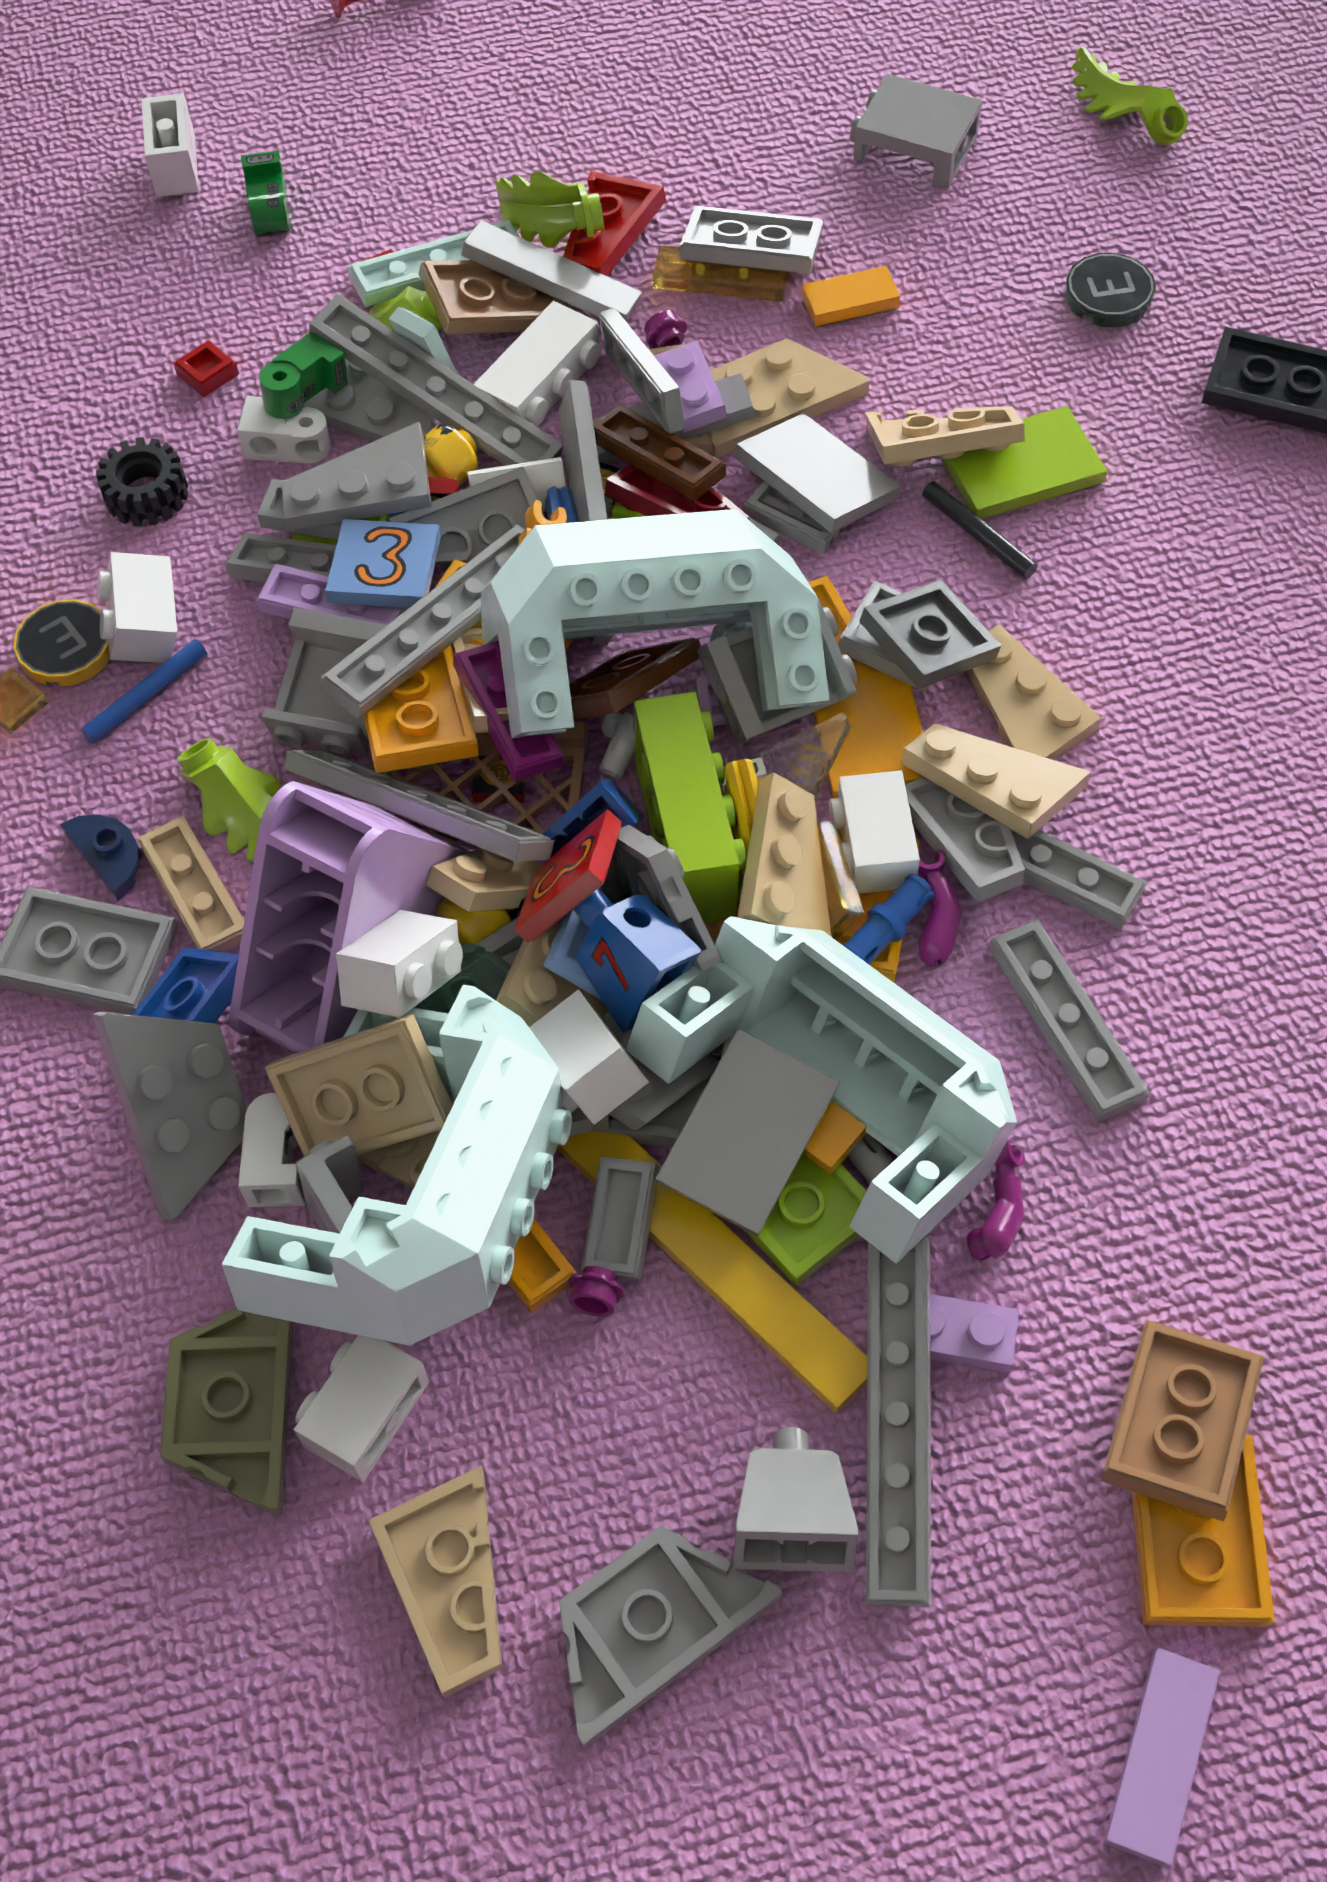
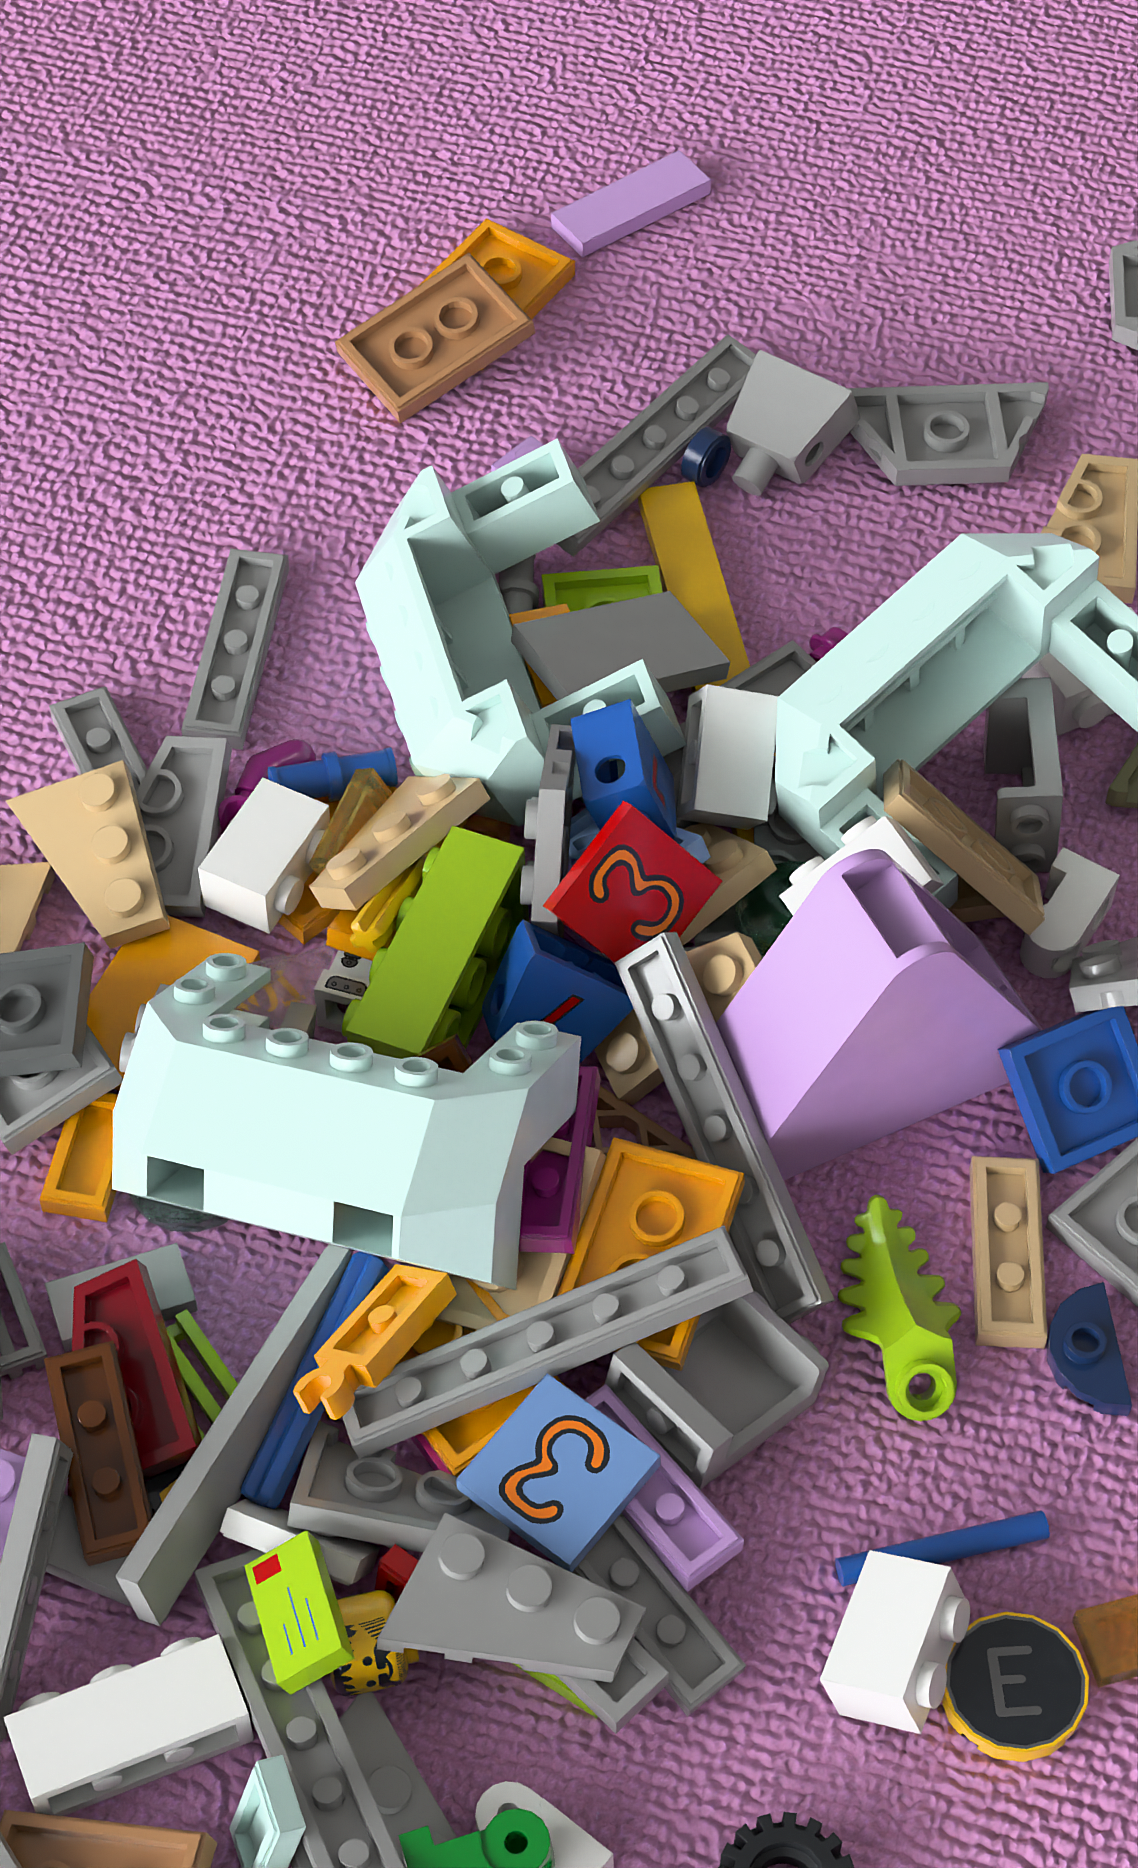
camera: 150 degrees left, 5 degrees down
(478, 427) = (298, 1612): none -> lime tile
(842, 1431) = (706, 457): none -> dark blue tile

